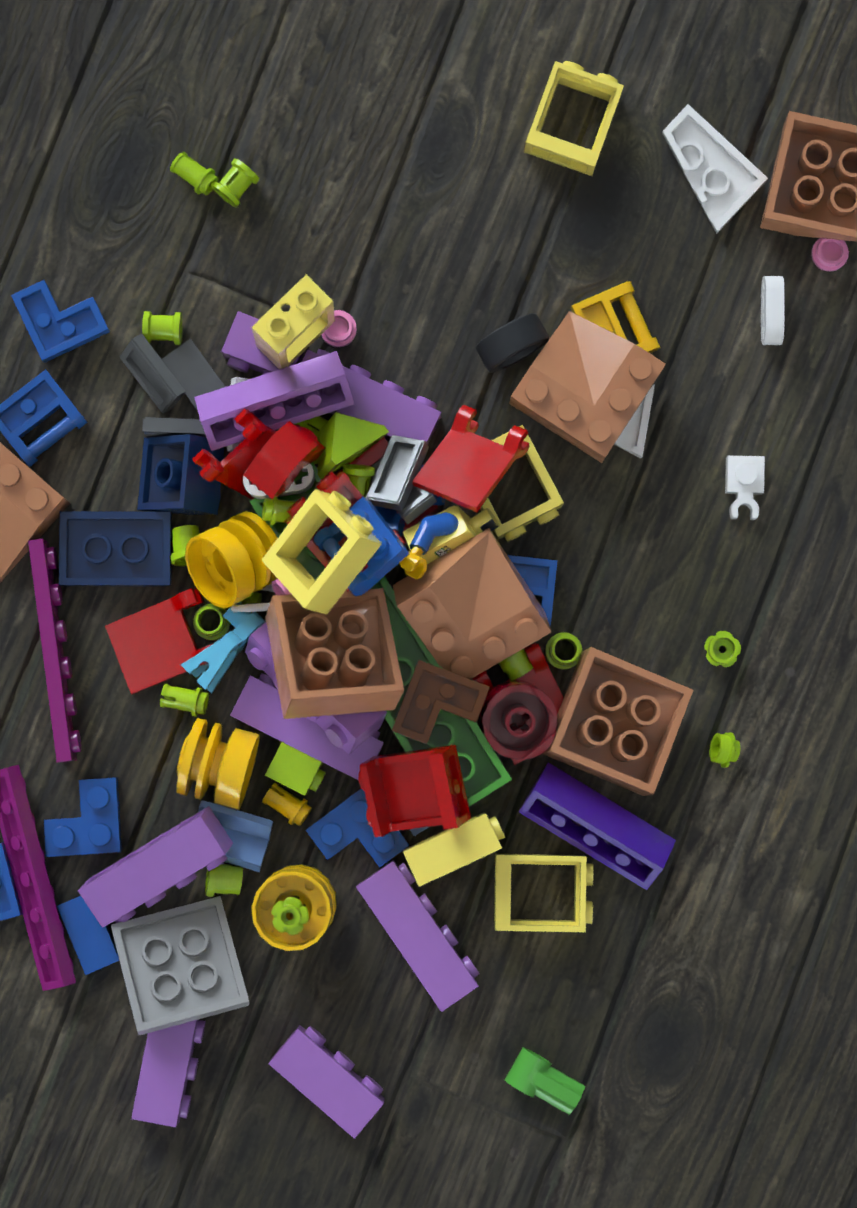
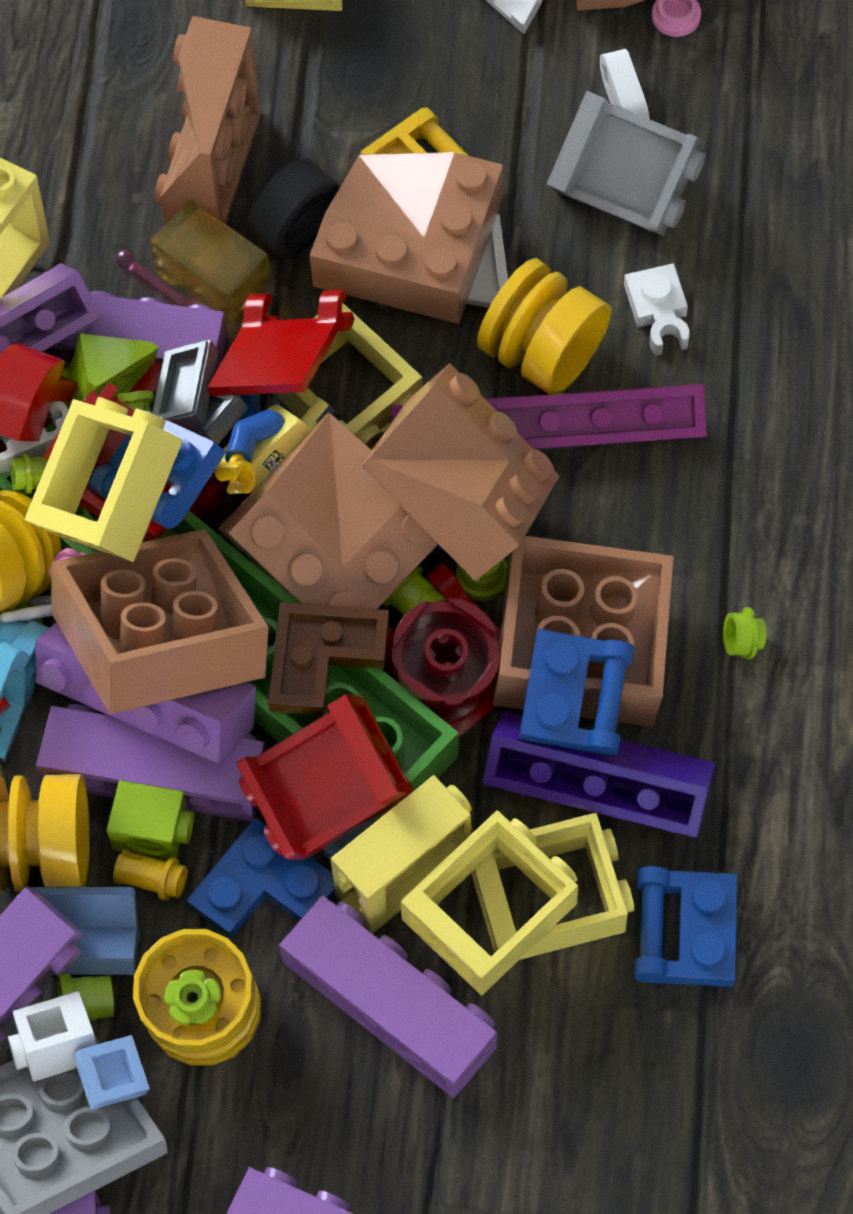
camera: 10 degrees left, 20 degrees down
(201, 899) = (50, 1035): none -> white brick
(226, 948) = (111, 1072): none -> light blue plate
(341, 331) = (60, 251): bright pink plate -> none
(420, 387) = (126, 259): none -> clear pink hinge
(442, 364) = (209, 260): none -> clear yellow brick
(465, 926) = (449, 940): none -> light yellow window
(482, 243) = (218, 115): none -> nougat slope
(537, 1077) = (621, 1147): bright green piece -> none
(567, 597) = (462, 471): none -> nougat slope
(585, 774) = (558, 686): none -> blue plate
(634, 944) = (705, 927): none -> blue plate
(641, 557) = (605, 415): none -> magenta plate
(658, 488) = (544, 327): none -> yellow wheel
(724, 639) = (698, 498): lime plate -> none
(756, 374) = (627, 165): none -> light grey panel

